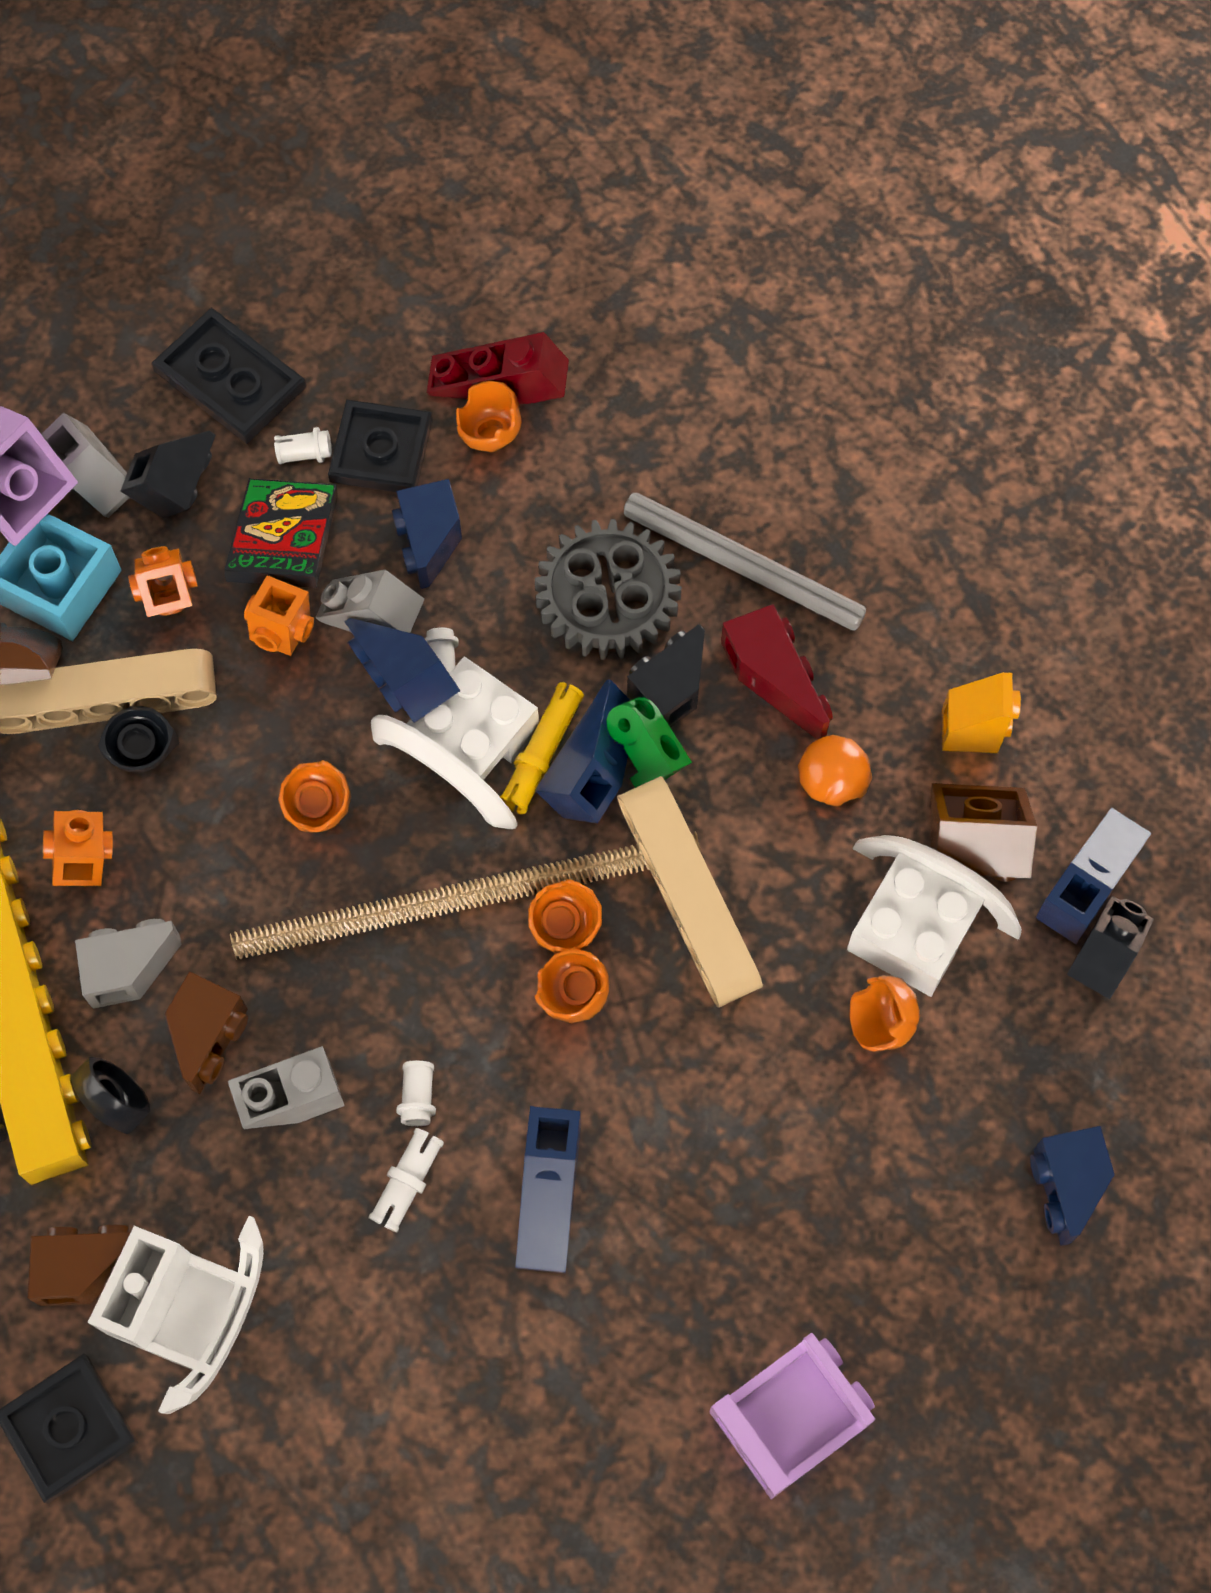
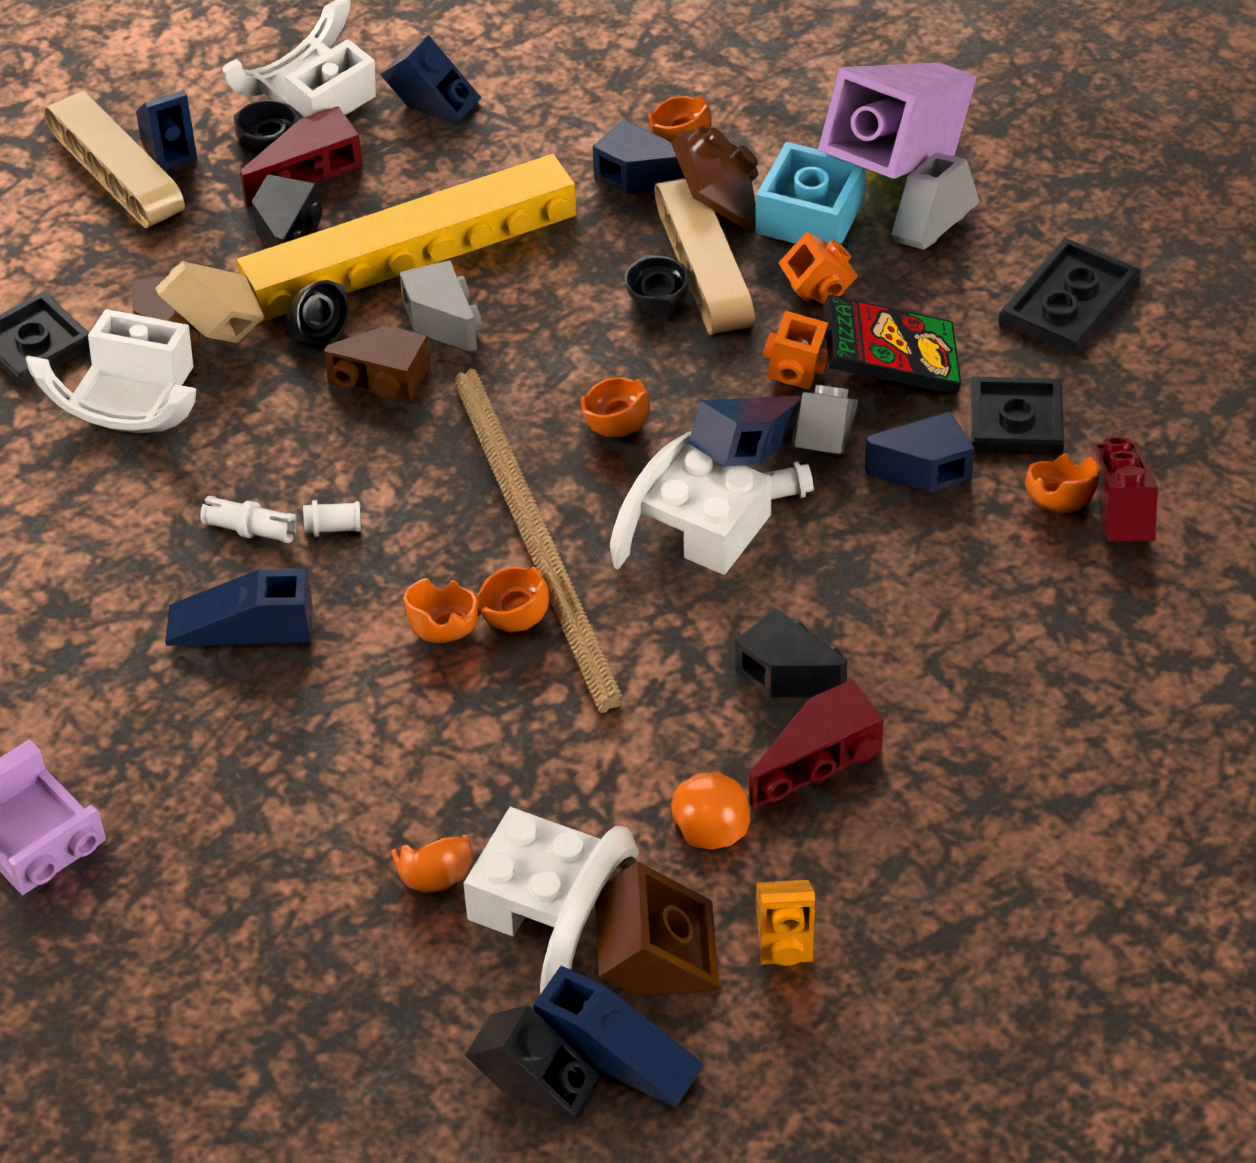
camera: 85 degrees right, 20 degrees down
(77, 848) = (541, 254): orange brick -> none
(86, 1200) = (212, 300): none -> tan slope
(168, 474) = (939, 255): black slope -> none
(287, 1091) = (324, 423): light grey slope -> none
(303, 446) = (998, 356): white pin -> none
(535, 760) = (687, 565): yellow pin -> none
(566, 595) = (885, 599): dark grey gear -> none
(589, 764) = (688, 599): dark blue slope -> none
(646, 740) = (704, 633): green leg -> none
(690, 892) = (547, 684): tan beam -> none
(745, 561) = (946, 717): light grey axle -> none
(1074, 1176) = (263, 1038): dark blue slope -> none

